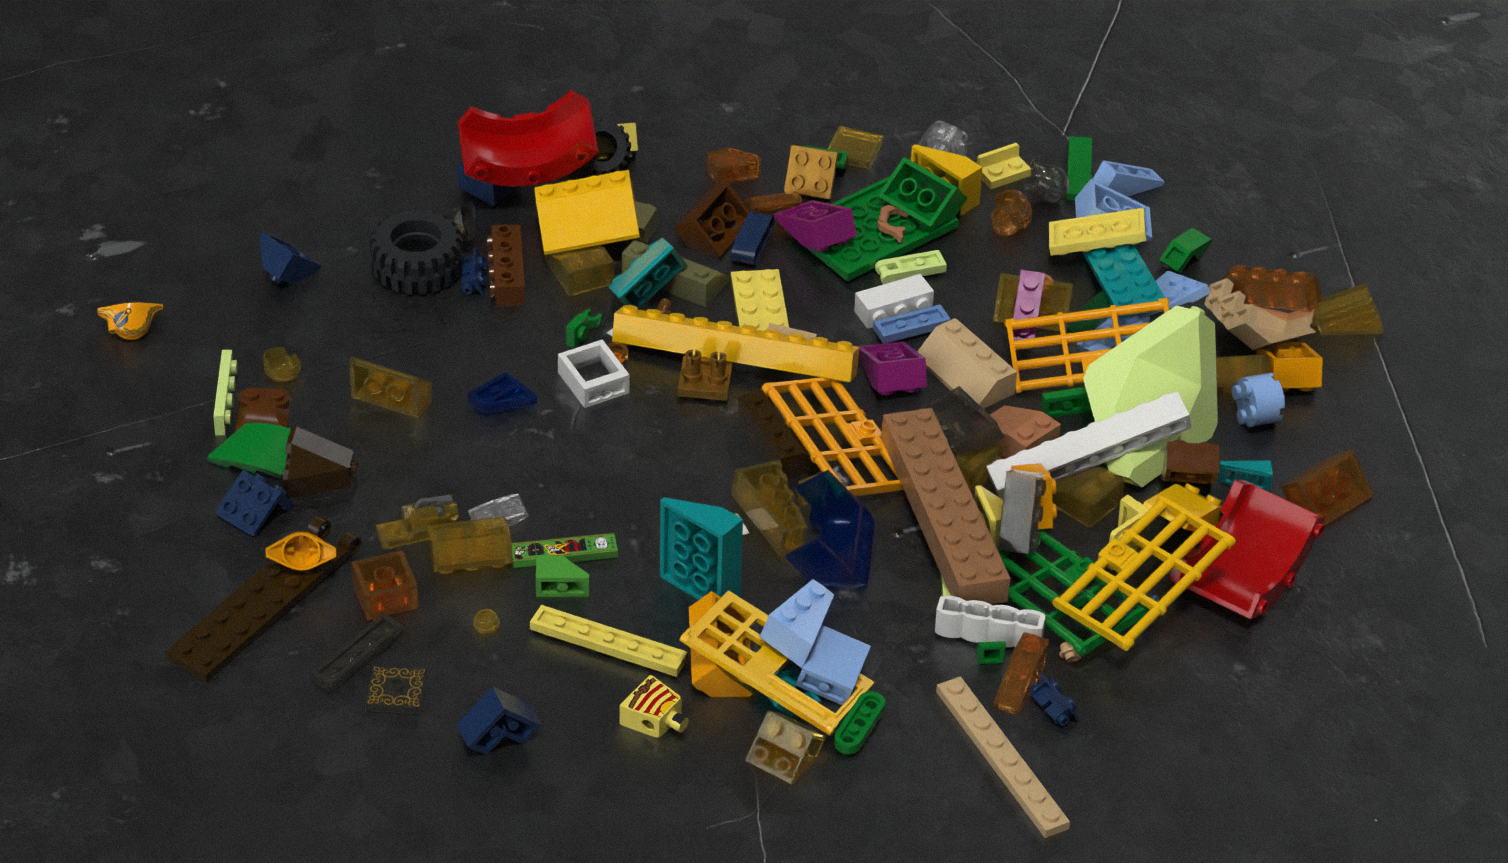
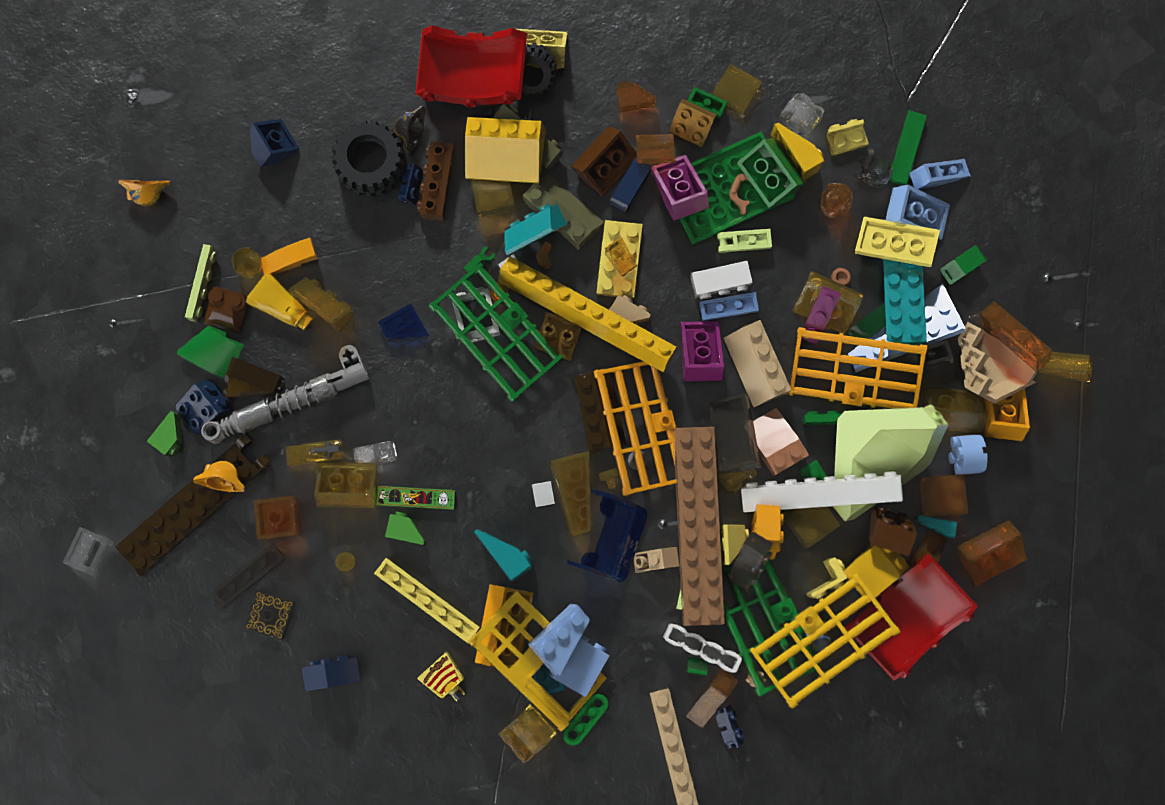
camera: 15 degrees right, 40 degrees up
(119, 659) = (81, 549): none -> clear plate
(212, 536) = (167, 435): none -> bright green slope
(325, 393) = (276, 301): none -> yellow piece
(335, 353) = (289, 257): none -> light orange slope
(444, 440) = (317, 389): none -> light grey piece
(639, 361) = (506, 321): none -> green door
(759, 287) = (620, 256): none -> clear yellow slope
(900, 556) = (656, 559): none -> tan slope
(1245, 440) = (944, 495): none -> clear orange brick

